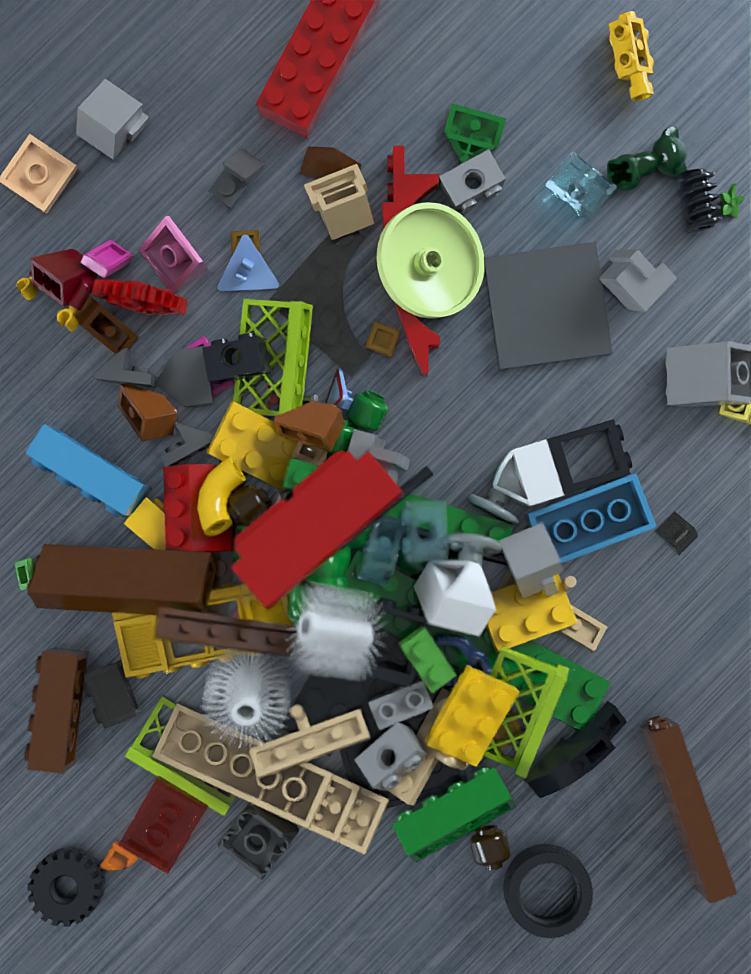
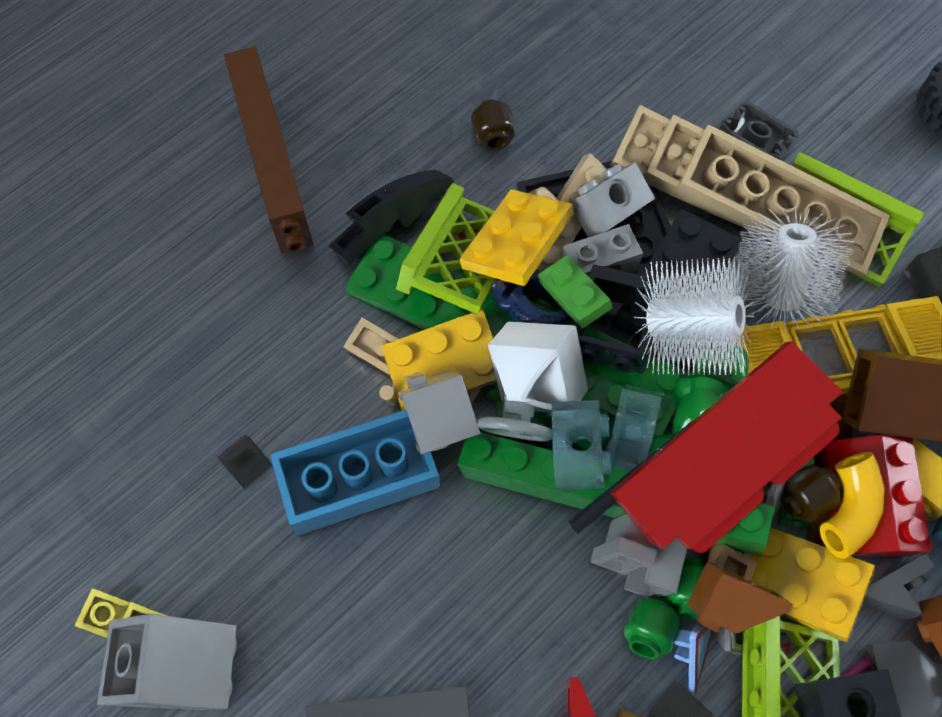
camera: 175 degrees left, 20 degrees down
(117, 858) = (906, 126): orange tile -> none
(163, 824) = (865, 149): clear red tile -> none
(228, 633) = (837, 327): reddish brown plate -> none
(308, 742) = (711, 214): tan plate -> none
(453, 815) = (536, 147): green slope -> none
(523, 476) = (444, 526): white piece -> none
(567, 920) = (430, 49): black tyre -> none
(615, 436) = (305, 554): black window -> none

